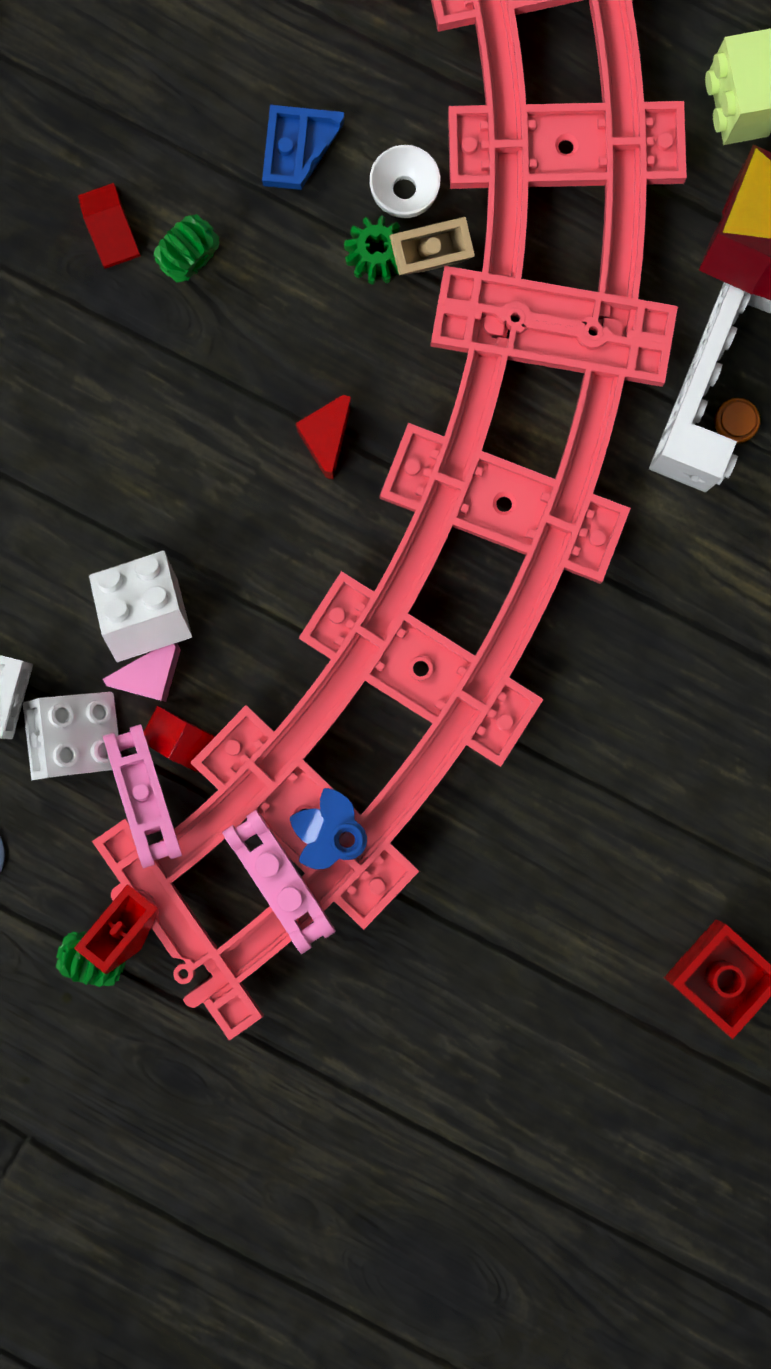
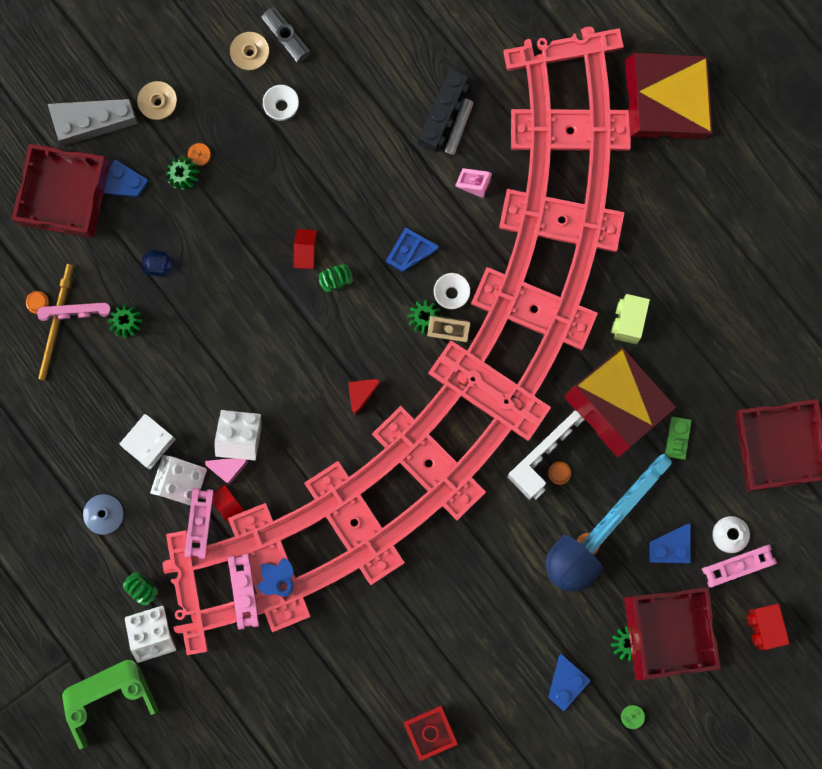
camera: 30 degrees right, 5 degrees down
(118, 931) = (160, 580): red slope -> none
(133, 1128) = (122, 675): none -> bright green windscreen
(144, 1030) = (149, 634): none -> white bracket

